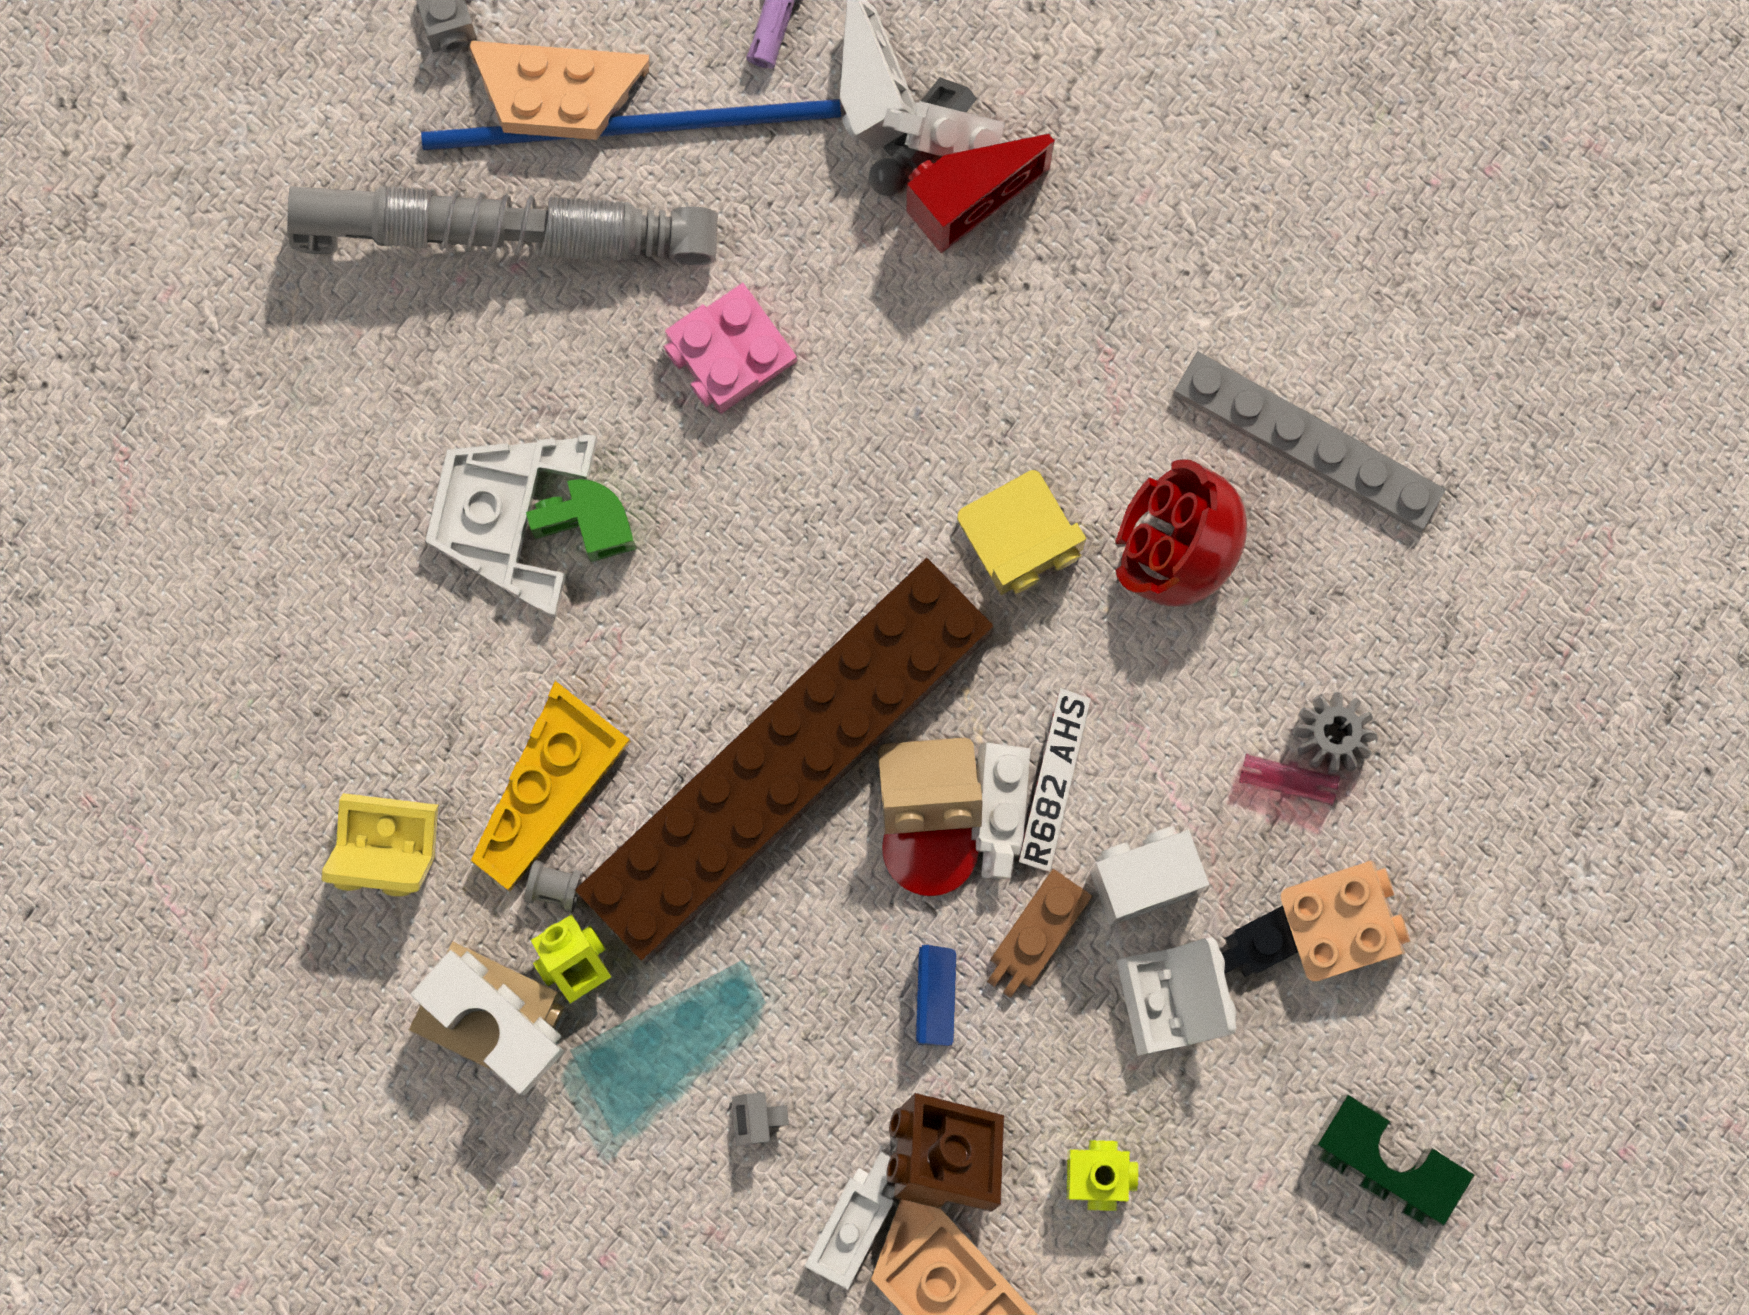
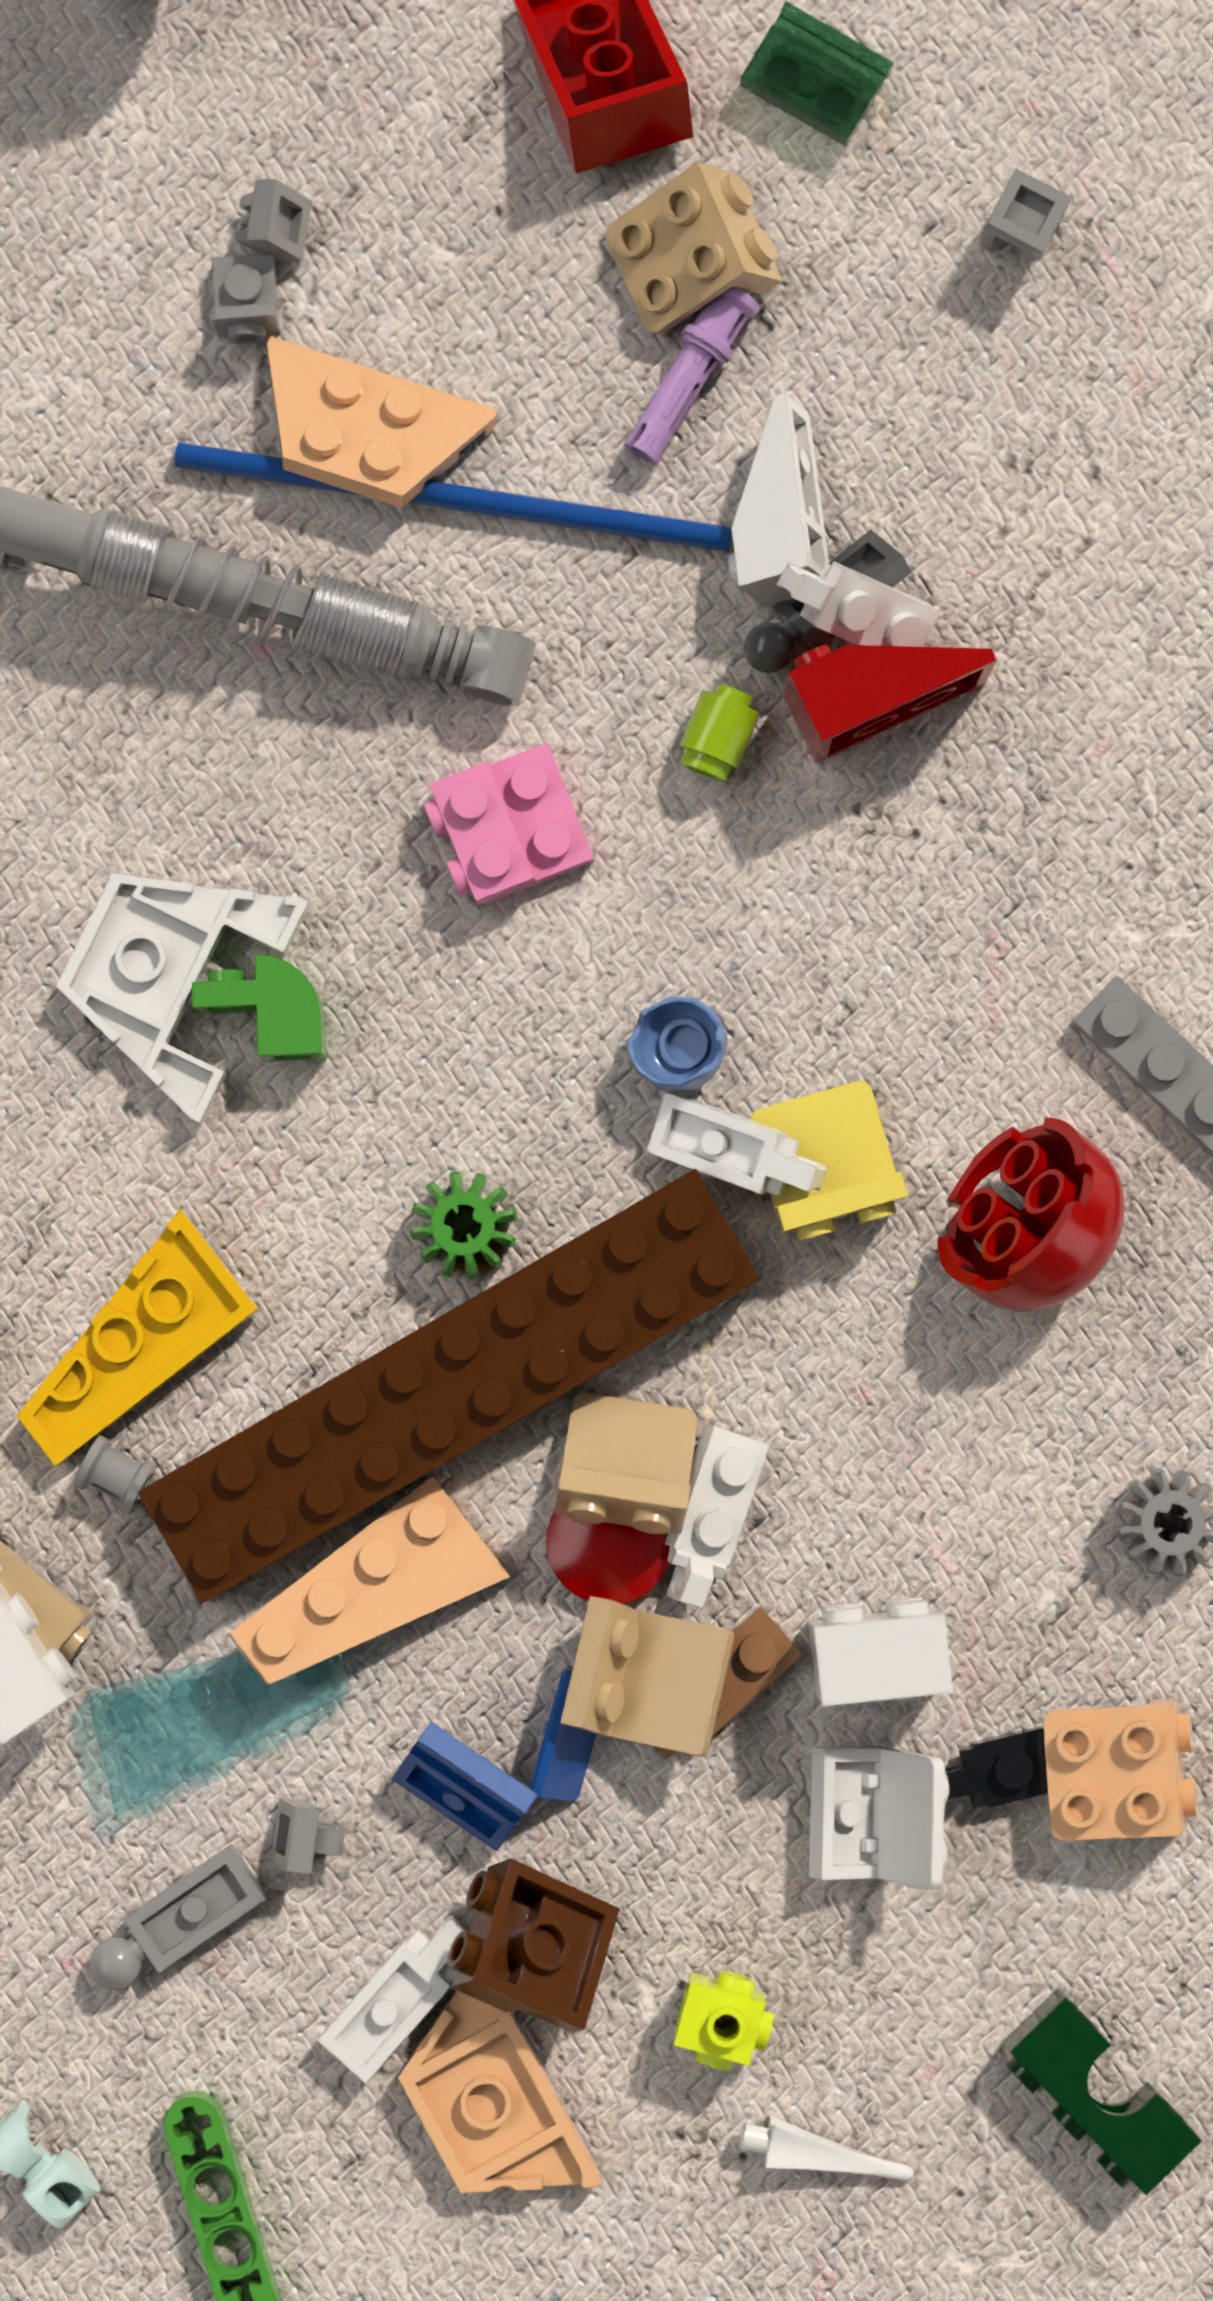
camera: 20 degrees right, 5 degrees up
(570, 958) = (113, 1575): neon yellow brick -> none
(679, 1203) = (179, 1919): none -> light grey plate
(752, 651) = (482, 1214): none -> bright green gear
(770, 912) = (382, 1578): none -> light nougat wing
(865, 246) = (718, 732): none -> lime brick
(867, 1050) = (464, 1786): none -> blue plate
(891, 474) = (677, 1044): none -> medium blue hair
(948, 539) = (731, 1147): none -> white hinge
(983, 937) = (647, 1678): none -> tan bracket
(1054, 780) = (791, 1491): white sticker -> none
(1176, 1260) = (794, 2148): none -> white piece
(1289, 779) = (1094, 1566): clear pink pin -> none

